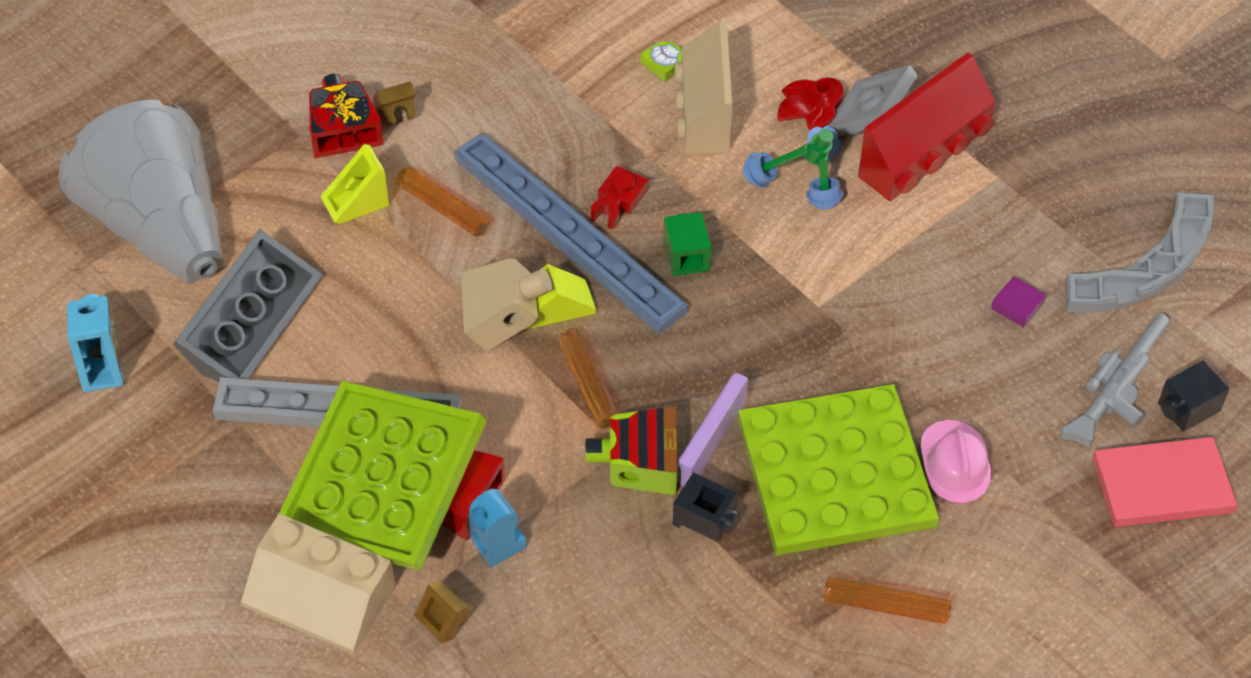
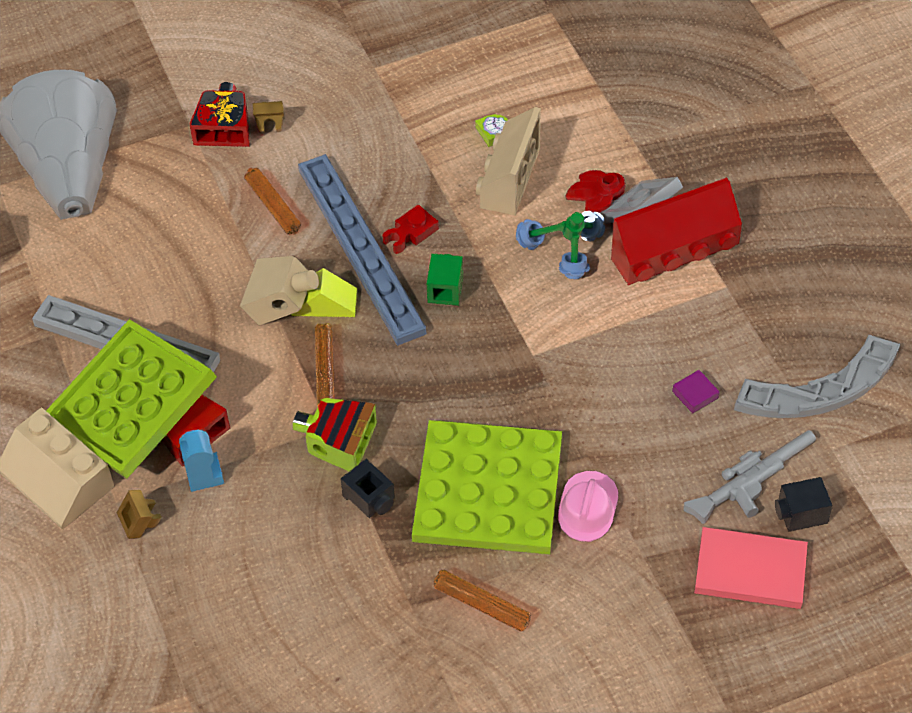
camera: 20 degrees right, 0 degrees up
(247, 310) = (90, 248): dark grey slope -> none
(357, 188) = (210, 176): neon yellow slope -> none
(713, 428) = (402, 429): lavender tile -> none

